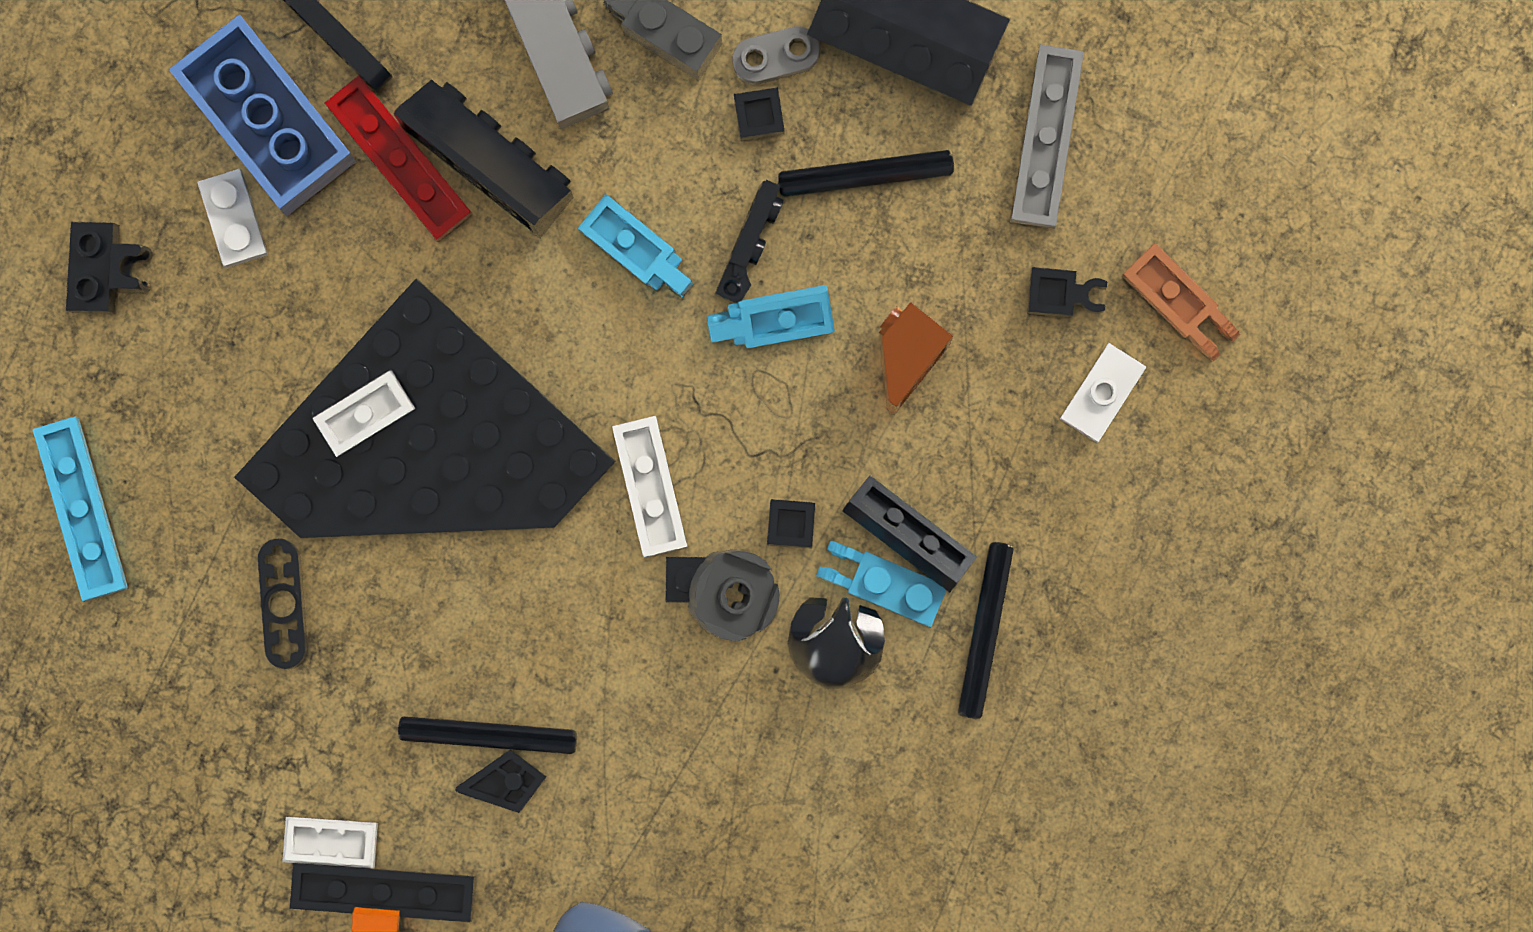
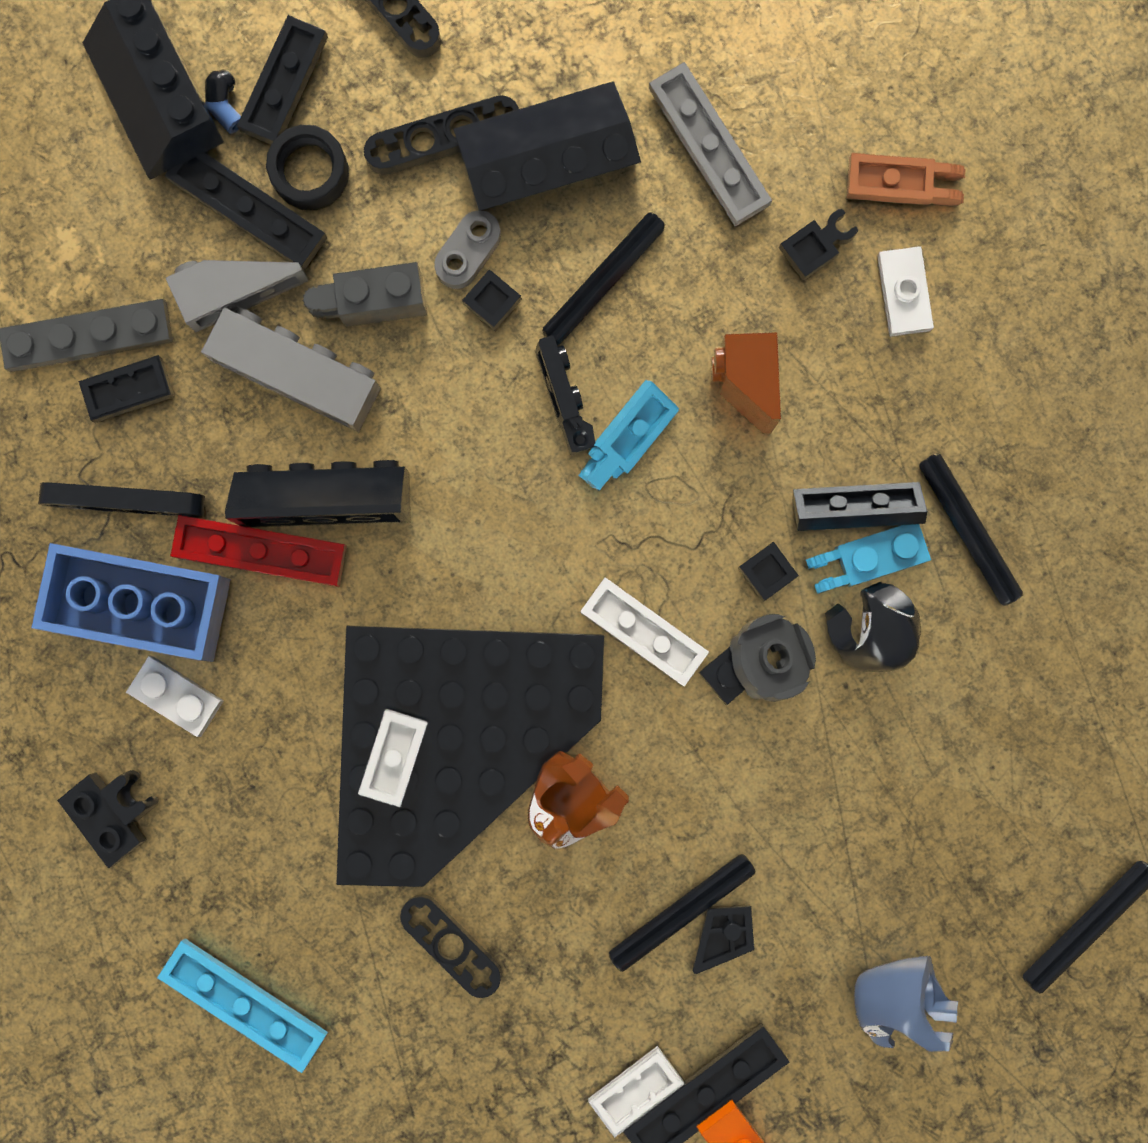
camera: 40 degrees left, 0 degrees up
(474, 569) = (572, 802): none -> dark orange piece
(634, 246) = (484, 469): medium azure hinge -> none

